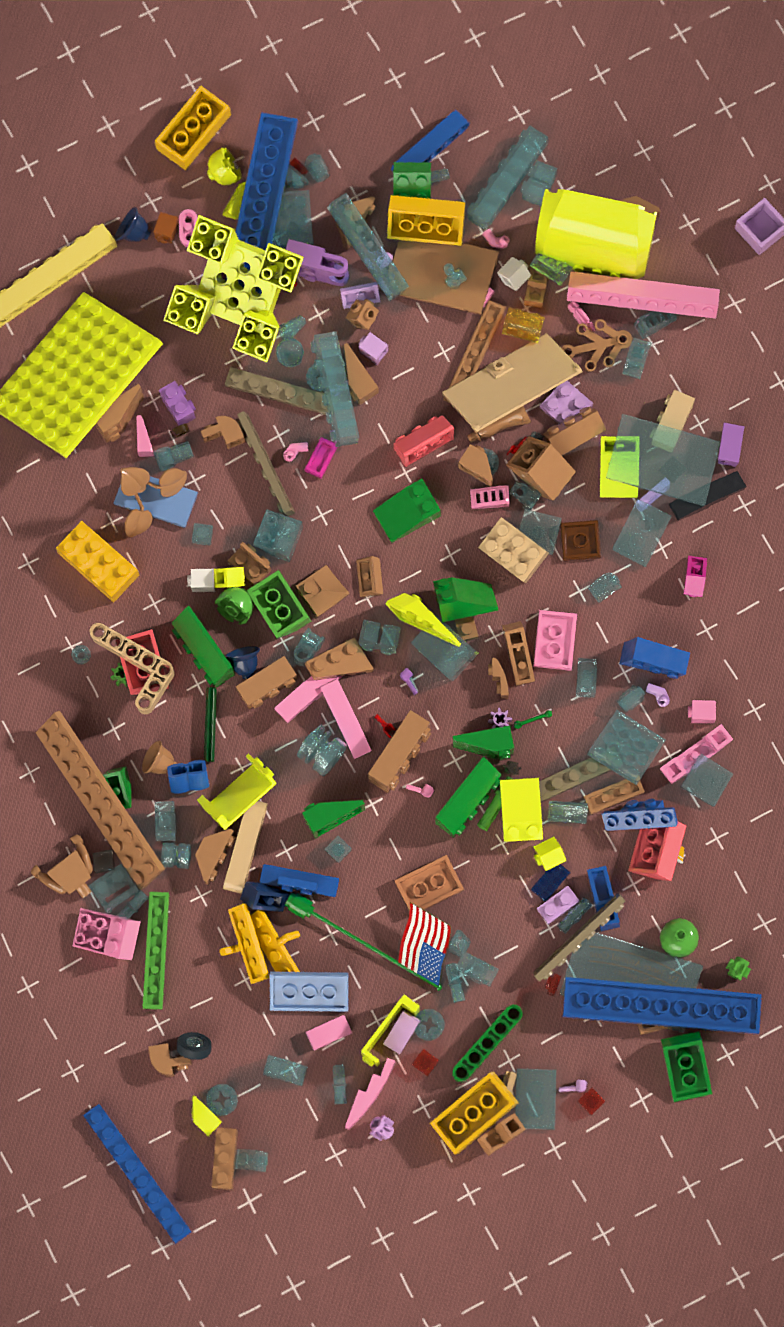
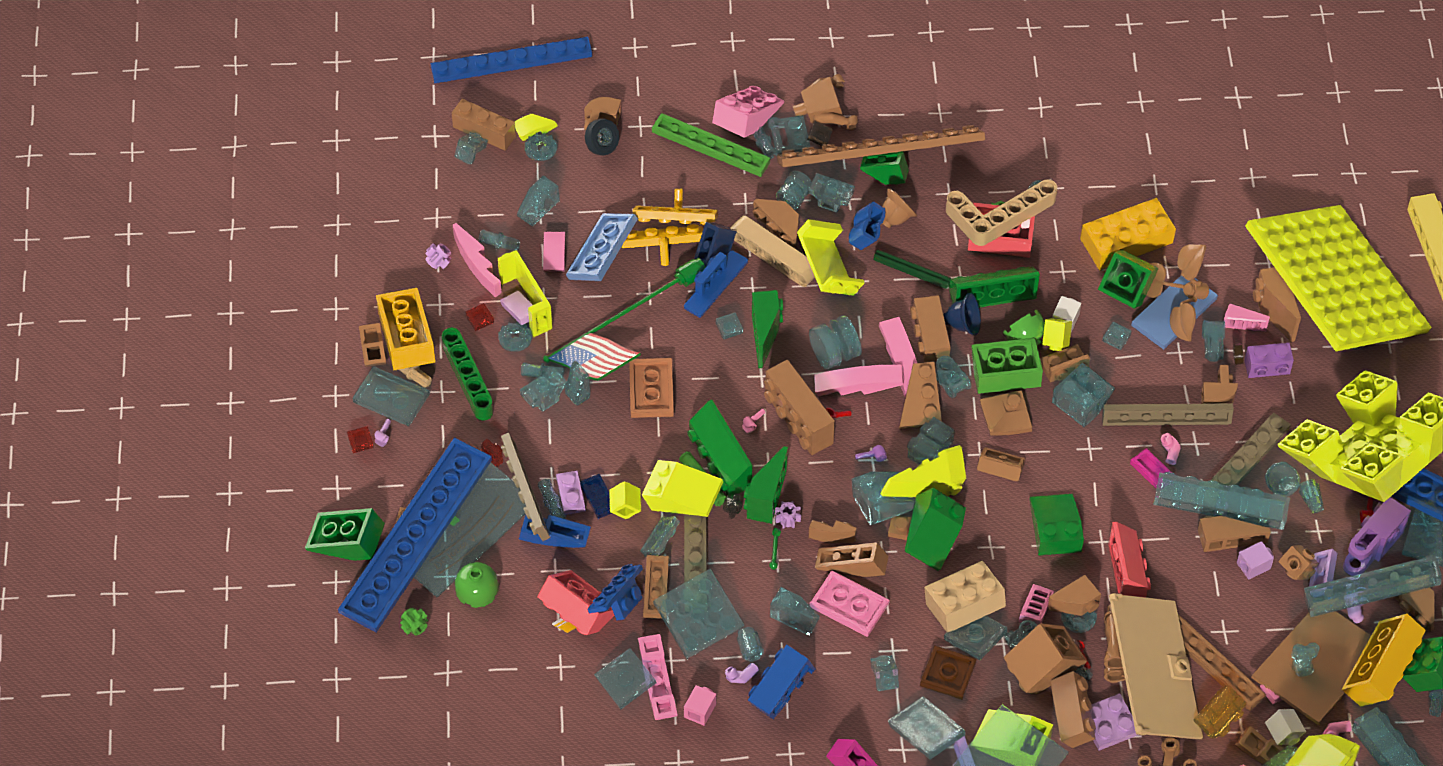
camera: 110 degrees right, 20 degrees down
(150, 539) = (1128, 279): none -> green brick

